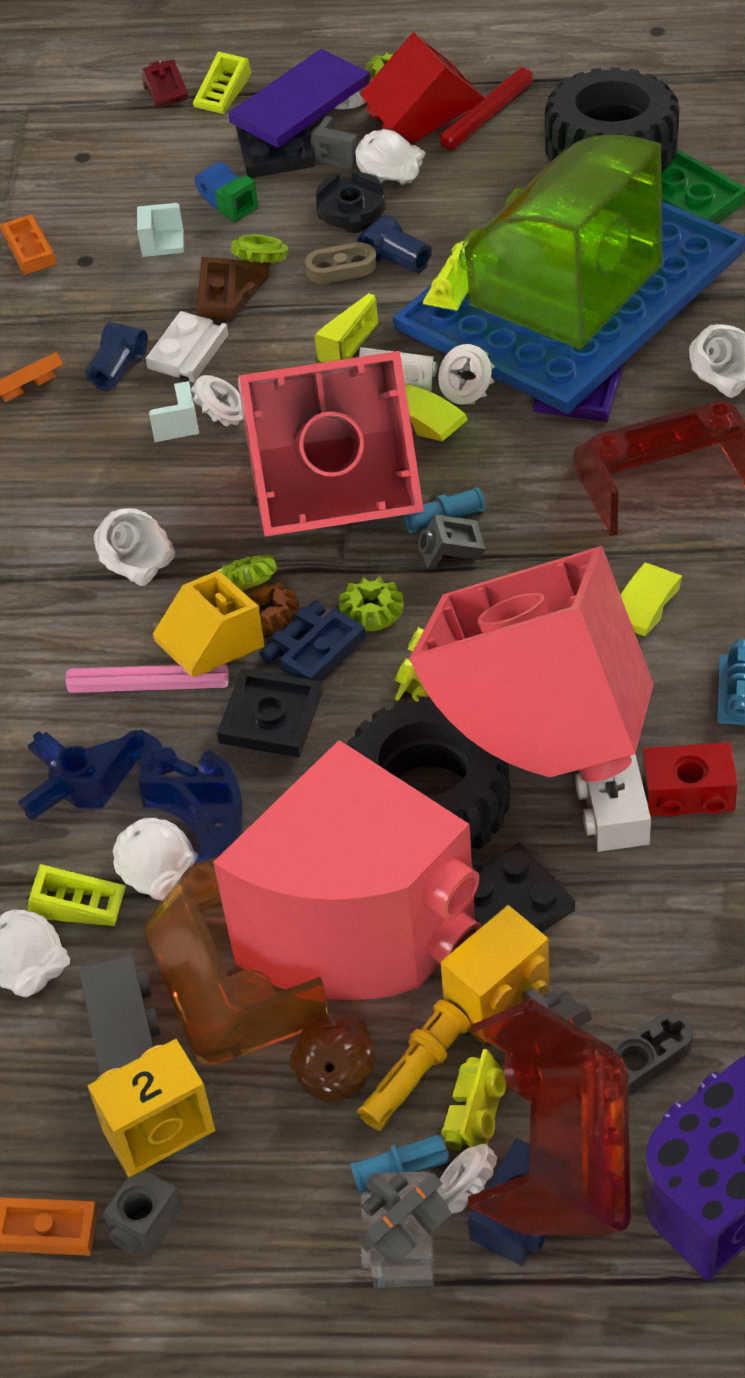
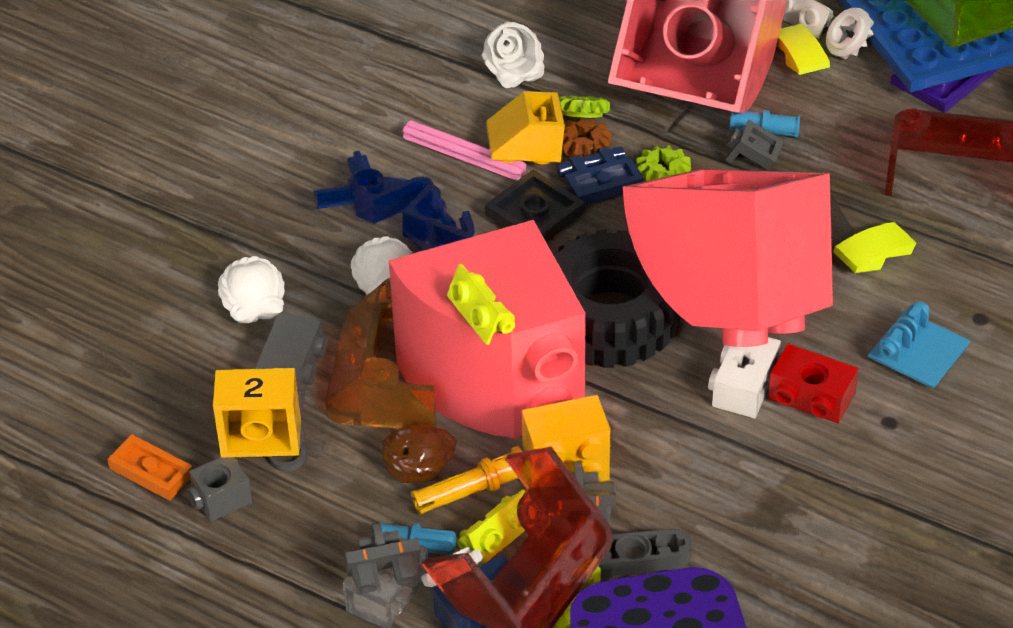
camera: 25 degrees right, 5 degrees down
(64, 882) = (311, 258): neon yellow slope -> none
(354, 873) = (477, 305): none -> neon yellow hinge
(524, 885) = (630, 406): black plate -> none

